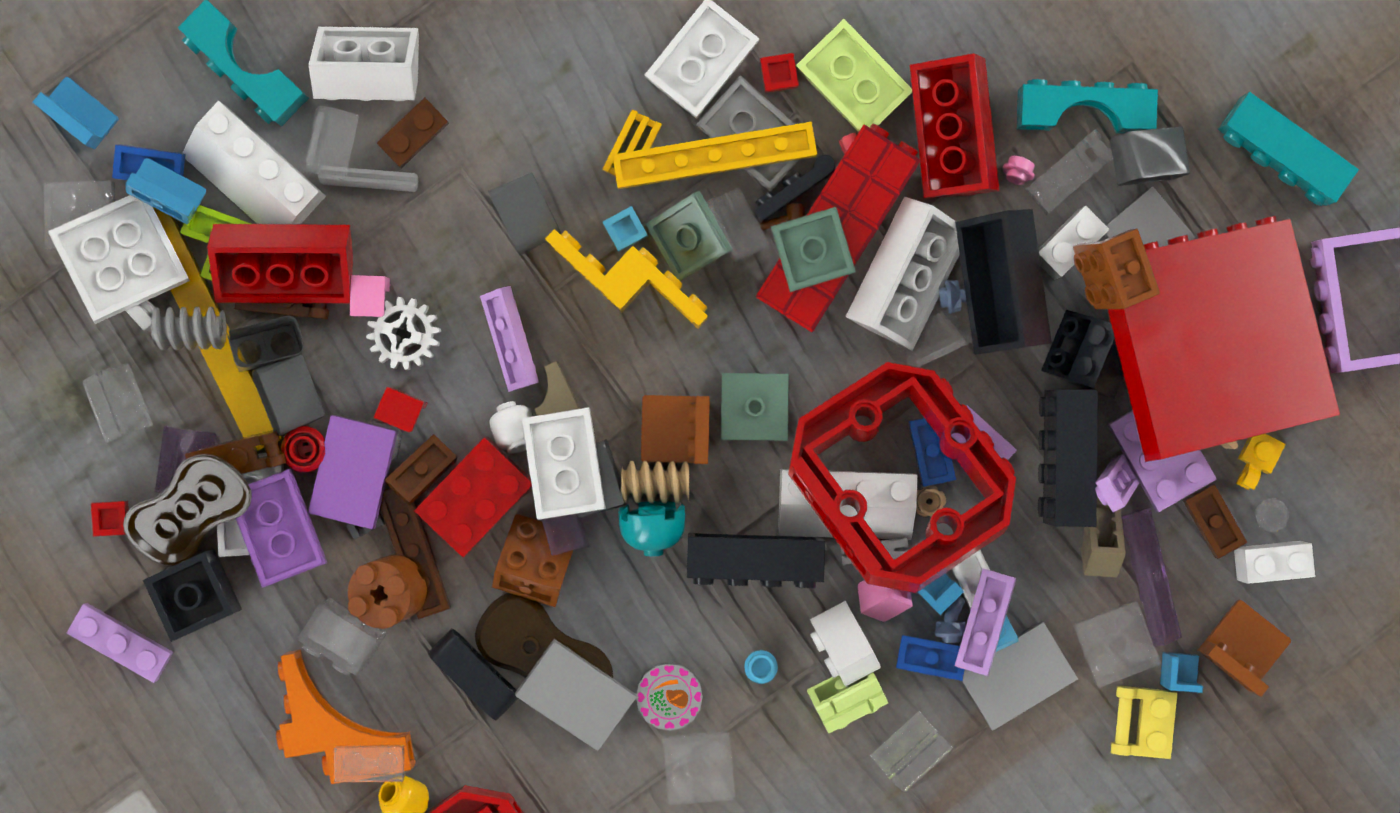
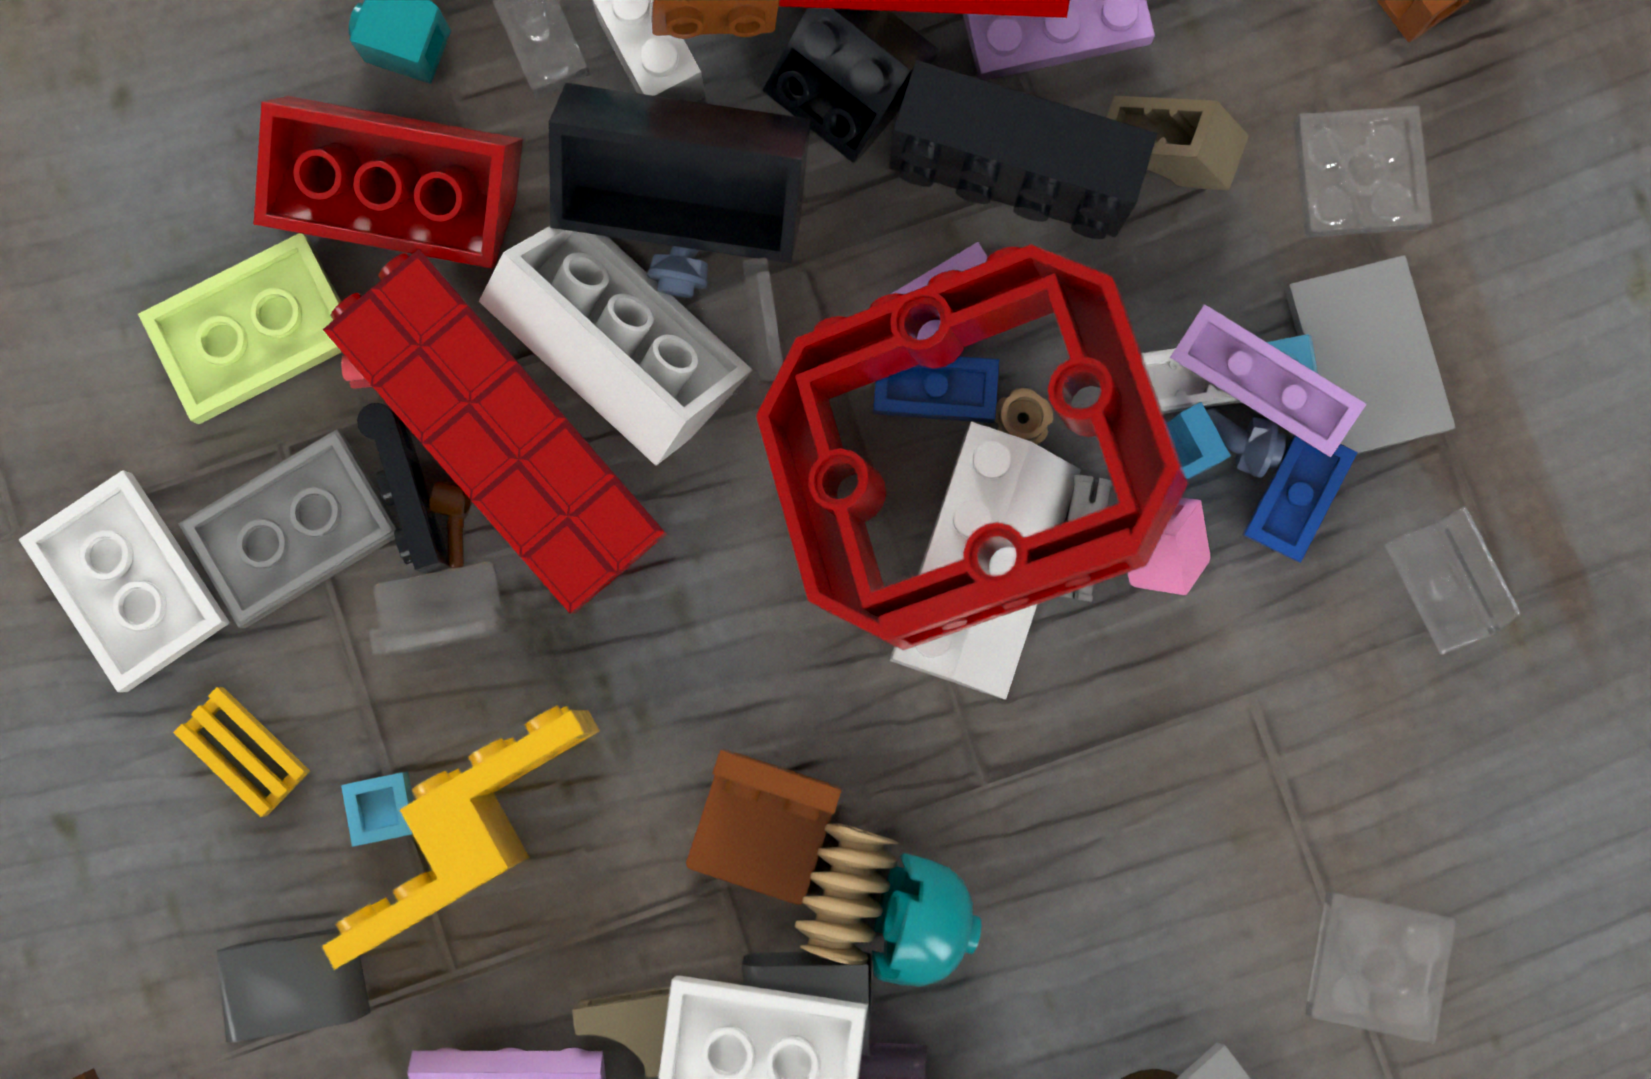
camera: 80 degrees left, 5 degrees down
(669, 696) = (1237, 982): light grey tile -> none
(689, 236) = (426, 698): sand green plate -> none
(714, 155) = (297, 612): yellow plate -> none
(754, 406) = (766, 673): sand green plate -> none
(755, 558) = (1037, 756): black piece -> none
(761, 666) = (1230, 800): medium azure plate -> none
(779, 72) = (196, 454): red plate -> none
(813, 249) = (513, 484): sand green plate -> none
(842, 704) = (1328, 664): yellowish green brick -> none
(845, 643) = (1234, 640): white brick -> none
(1019, 170) = (498, 96): bright pink plate -> none
(1116, 483) = (1091, 82): lavender plate -> none
(1151, 577) = (1273, 79): clear purple plate -> none
(1154, 722) = (1515, 151): light yellow plate -> none
(1180, 672) = (1442, 80): dark azure panel -> none

